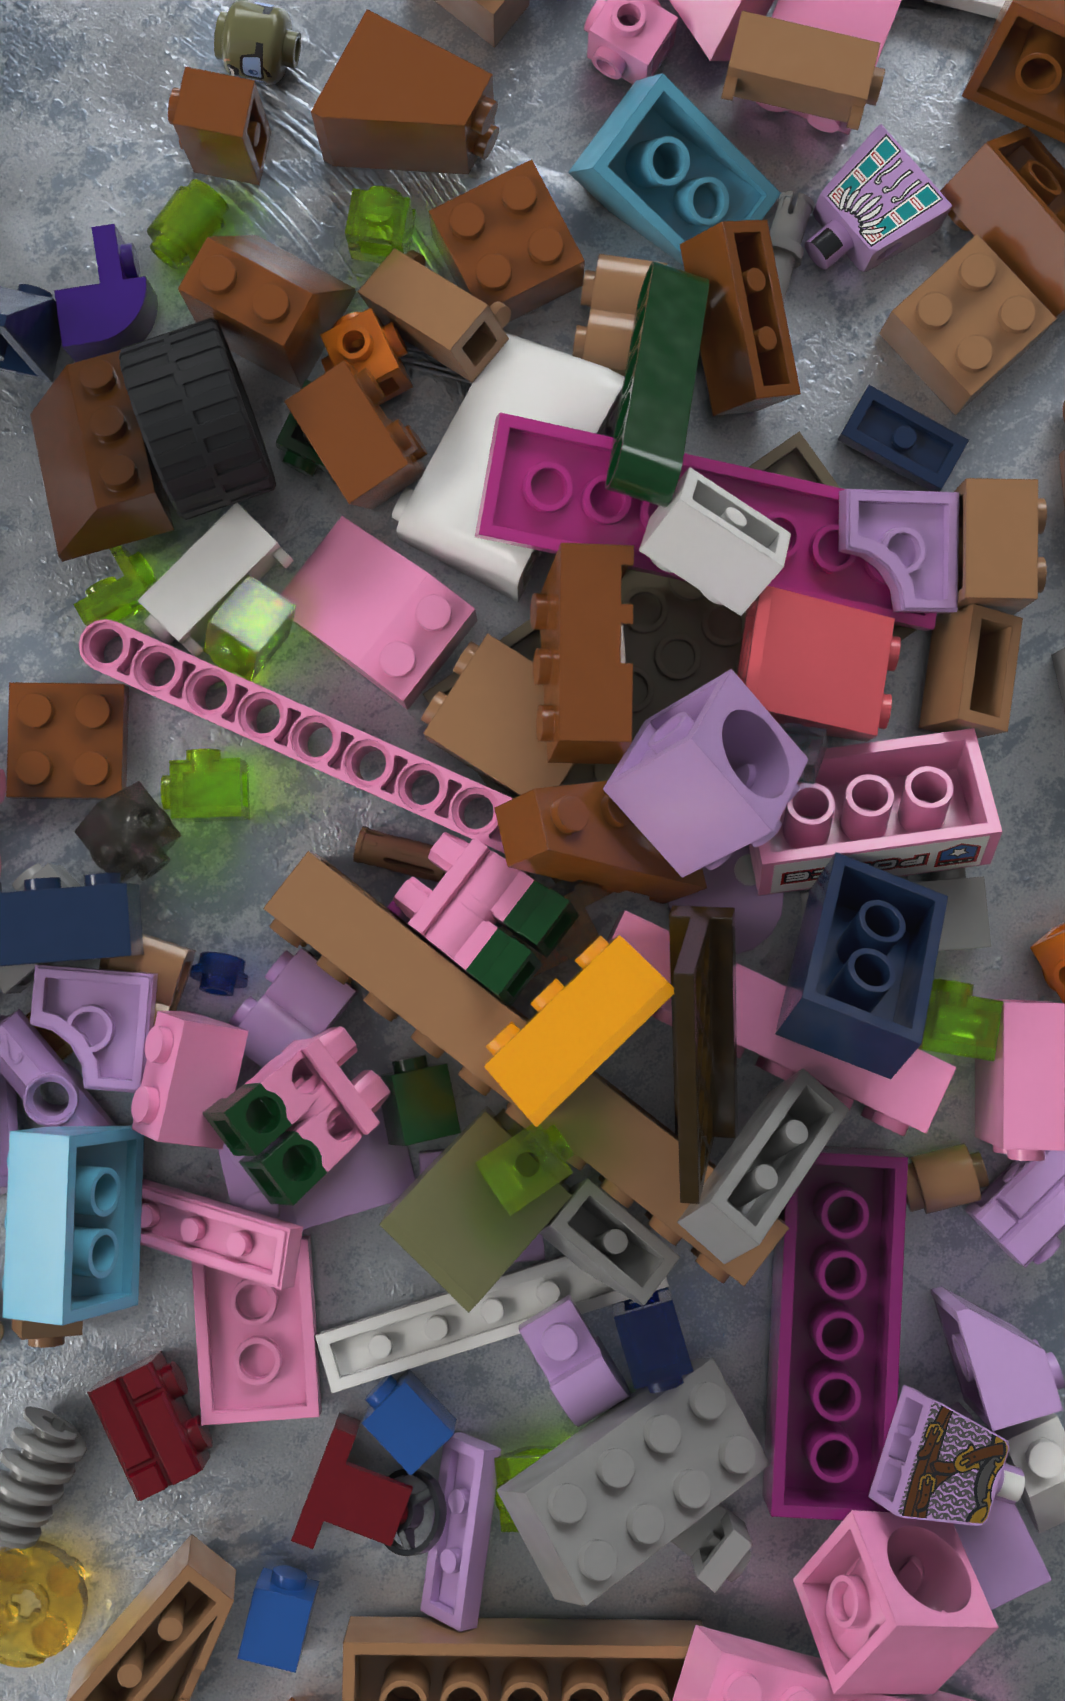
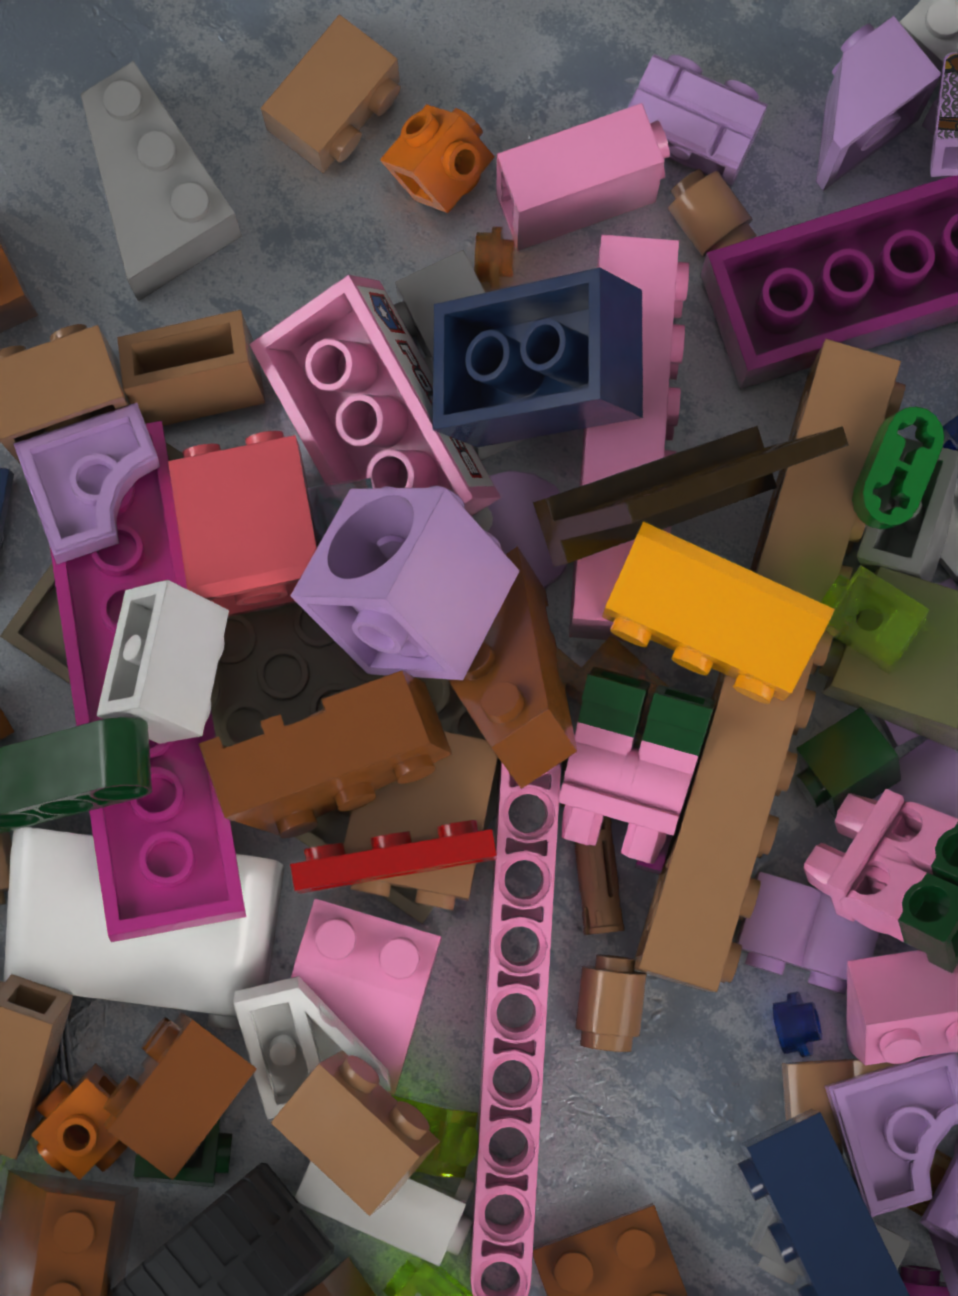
camera: 110 degrees left, 5 degrees down
(129, 834) = (690, 1178): clear smoke brick -> none
(206, 788) = (609, 1116): clear neon green brick -> none
(268, 568) = (356, 1130): none -> medium nougat brick
(296, 824) = (610, 1004): none -> medium nougat brick
(353, 554) = (289, 1035): none -> white wing
(479, 679) = (393, 857): none -> red plate
(639, 1253) = (911, 473): none -> green beam
(764, 1167) = (777, 381): light grey brick -> none
(961, 1022) = (551, 244): clear neon green brick -> none
(976, 970) = (494, 257): none -> clear orange plate

